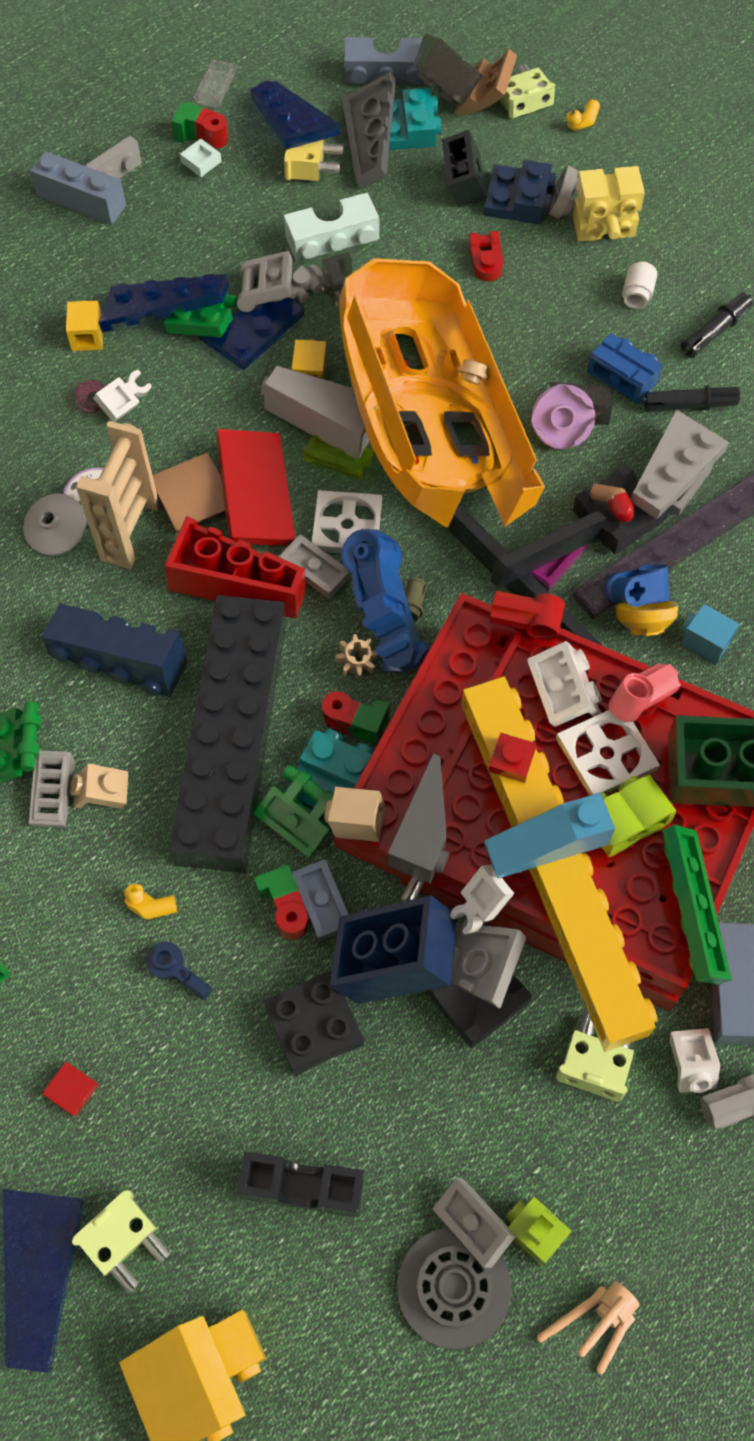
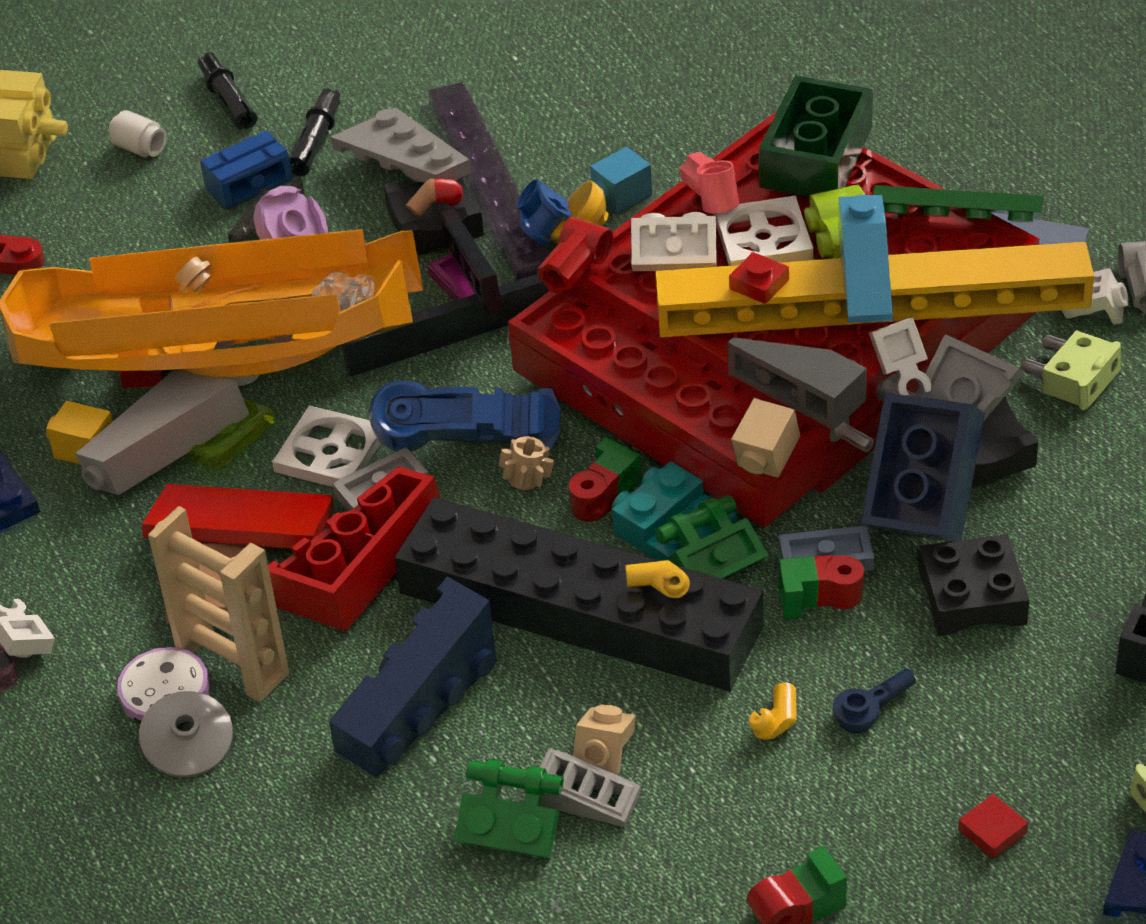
camera: 70 degrees left, 20 degrees down
(224, 779) = (661, 575): none -> yellow arm
(461, 468) = (348, 290): none -> clear plate

